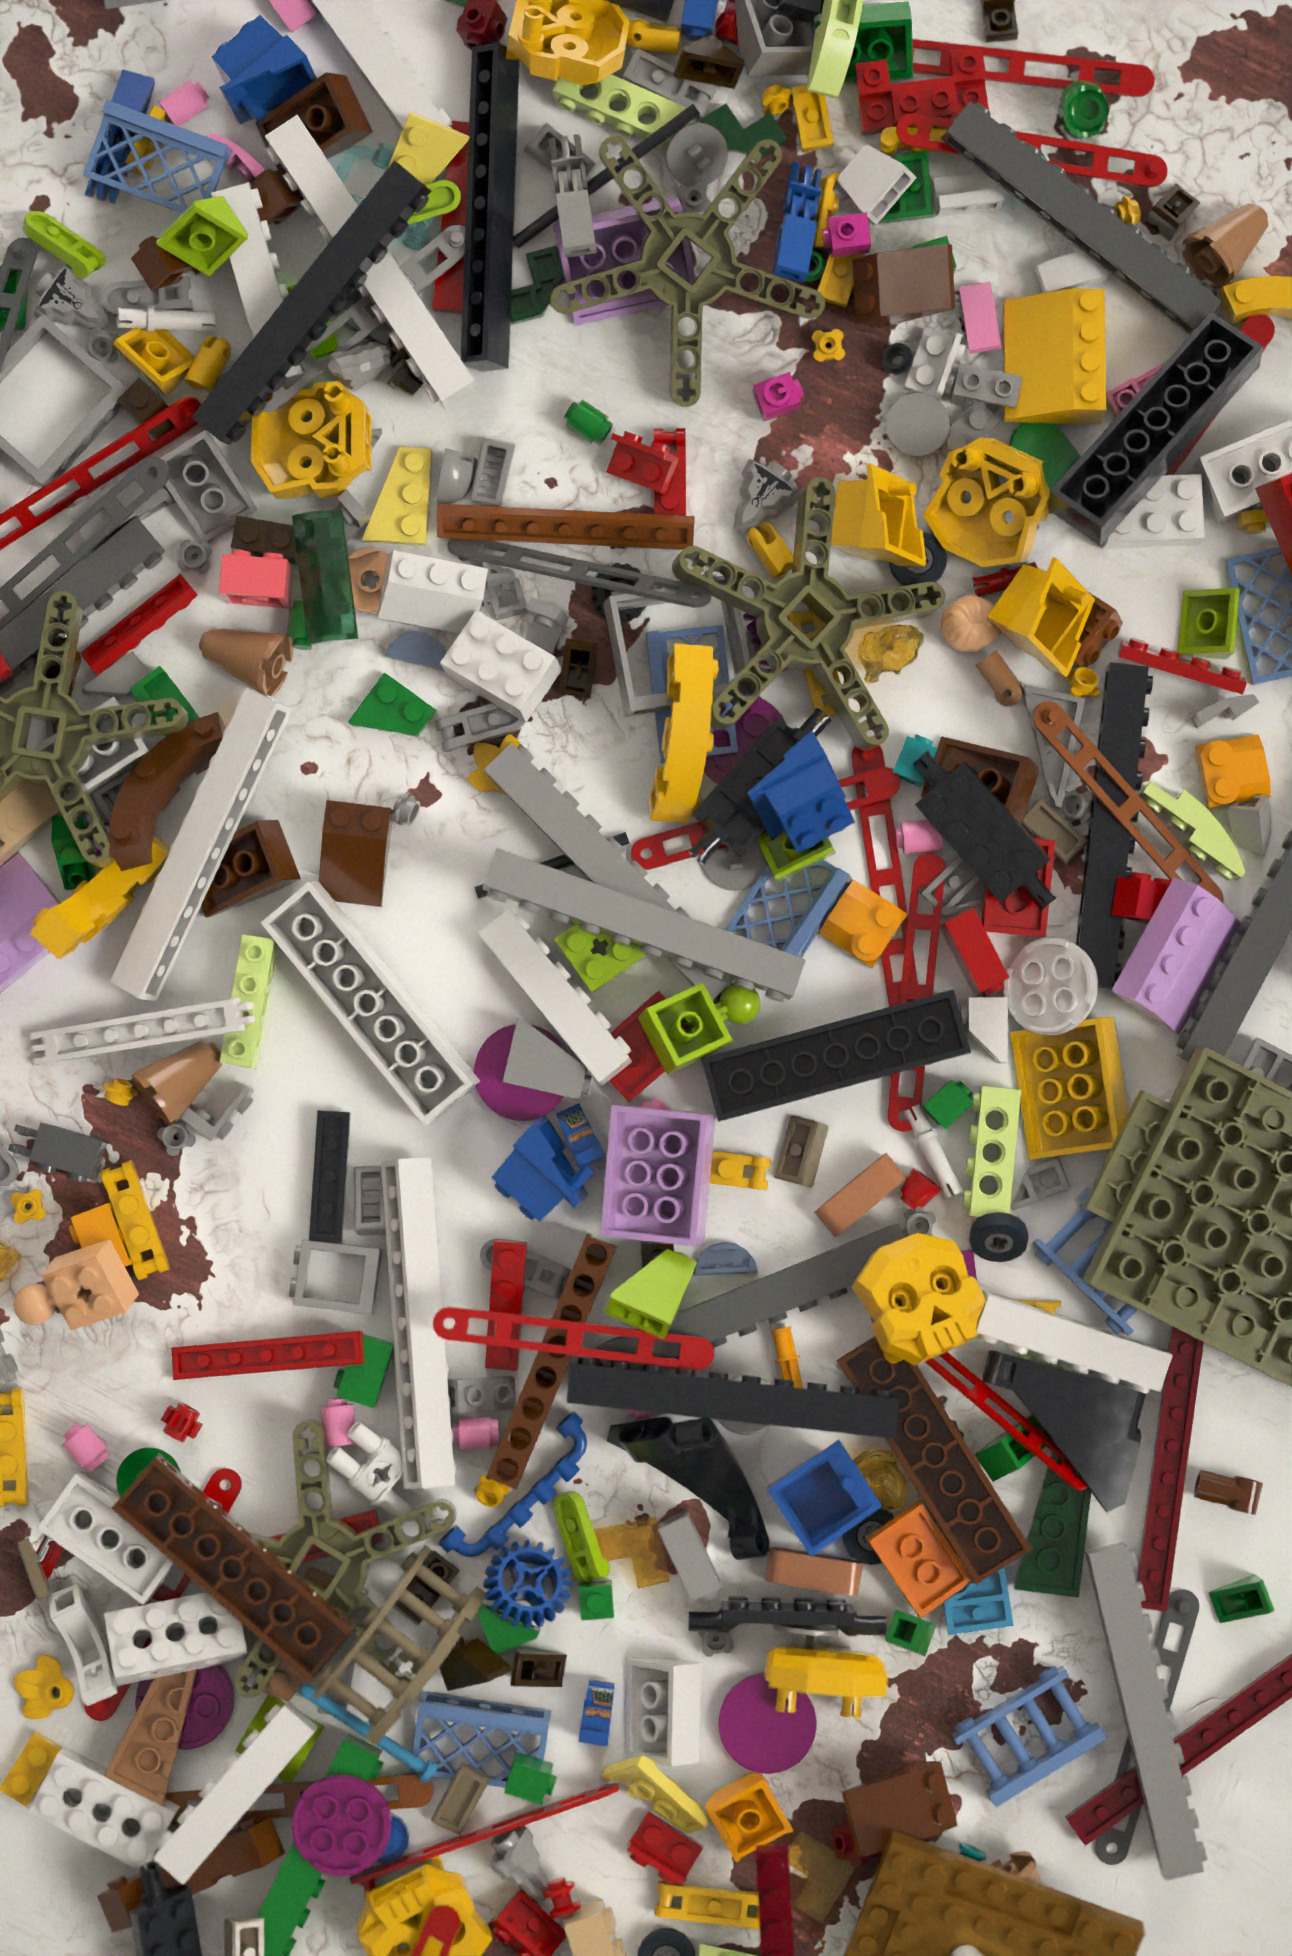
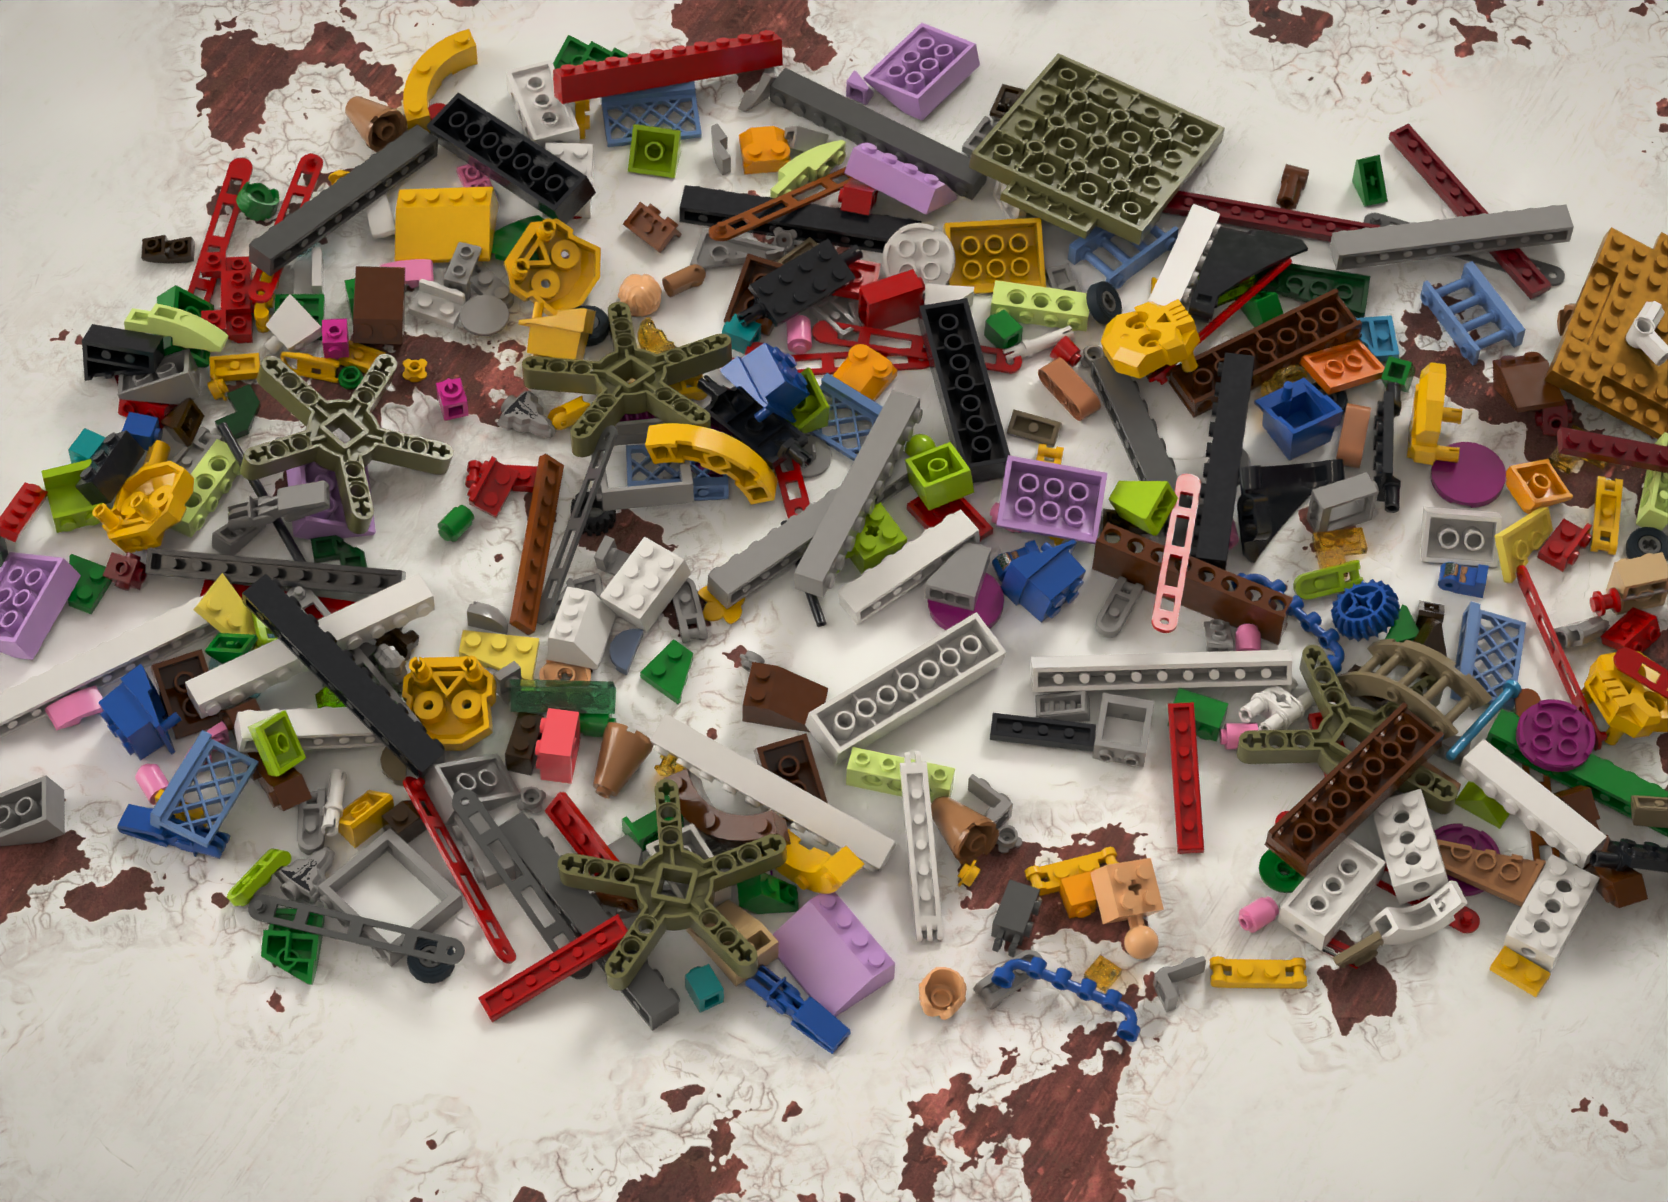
camera: 90 degrees left, 30 degrees down
(34, 1199) = (1060, 953): yellow plate -> none
(38, 1688) = (1454, 960): yellow plate -> none
(95, 346) = (345, 845): light grey plate -> none
(181, 1422) = (1238, 842): red gear -> none
(208, 363) = (374, 777): yellow piece -> none
(368, 165) = (230, 646): none -> green slope
(460, 1798) = (1532, 672): dark tan tile -> none
(490, 1492) = (1293, 637): yellow plate -> none
(497, 444) = (480, 581): light grey slope -> none
(506, 1297) = (1139, 615): red plate -> none
(530, 1778) = (1514, 619): green brick -> none
(578, 668) = (643, 528): dark brown slope -> none
(596, 1600) = (1377, 567): green brick -> none
(696, 154) = (250, 433): light grey piece -> none
(710, 1647) = (1410, 498): light grey plate -> none
(724, 1259) = (1116, 472): sand blue tile -> none
(787, 1355) = (1188, 443): light orange axle -> none
(798, 227) = (331, 369): blue arm -> none
(806, 1634) = (1399, 436): light grey piece -> none
(891, 352) = (431, 321): black plate -> none
(996, 581) = (609, 274): red pin -> none
(1044, 614) = (640, 242): yellow piece -> none
(1083, 682) = (691, 230): yellow plate -> none
(1169, 661) = (680, 177): red plate -> none
(1172, 212) = (345, 155): dark brown slope -> none

